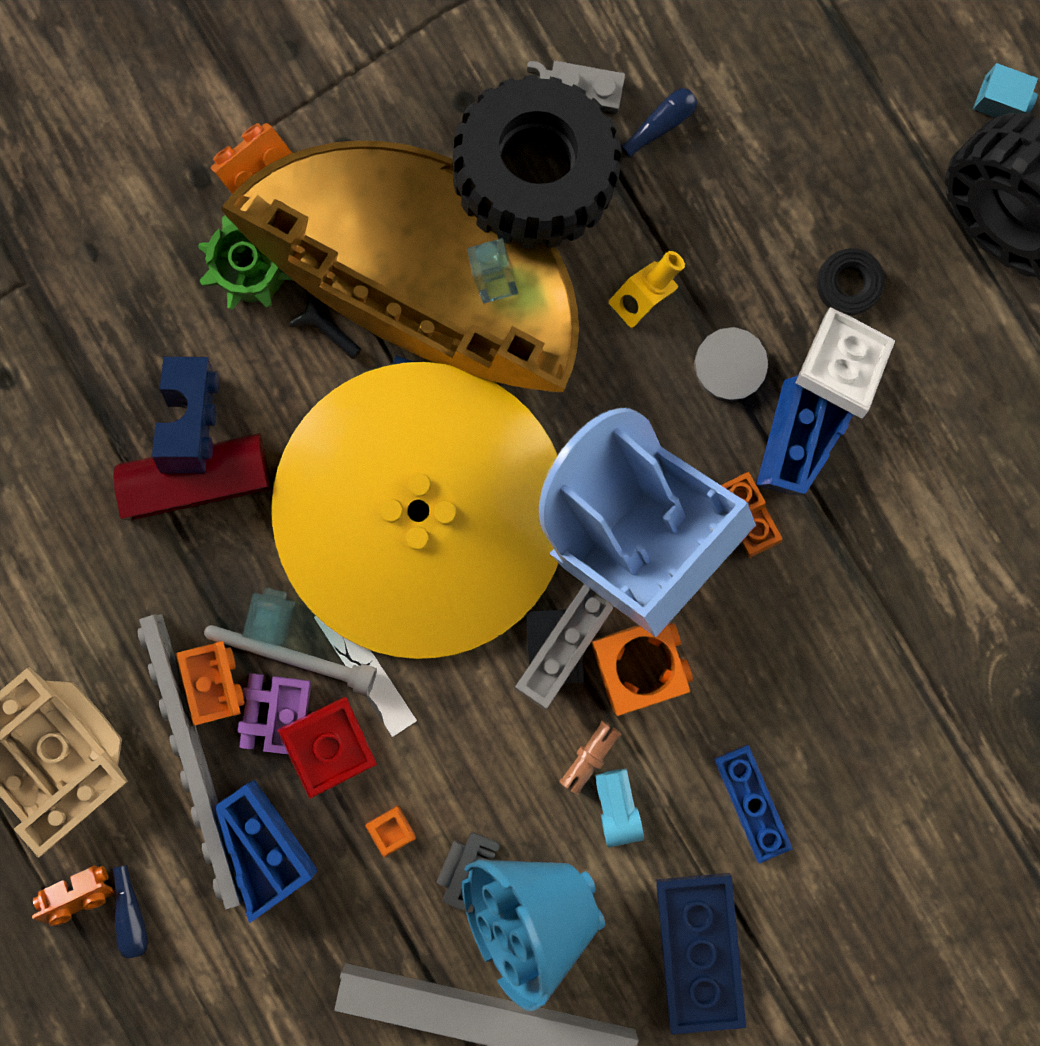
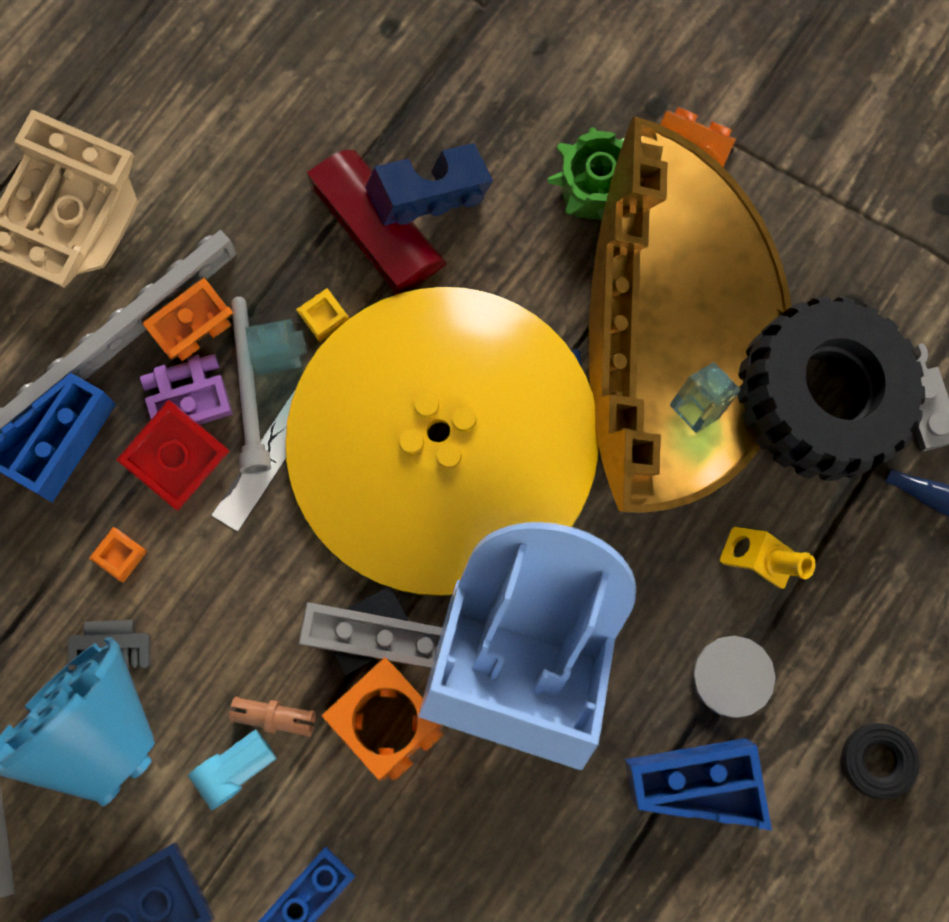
camera: 65 degrees right, 10 degrees down
(257, 562) = (322, 315): none -> yellow tile
(316, 318) = (579, 261): black piece -> none
(765, 532) = (580, 787): orange slope -> none
(846, 362) = (794, 791): white tile -> none

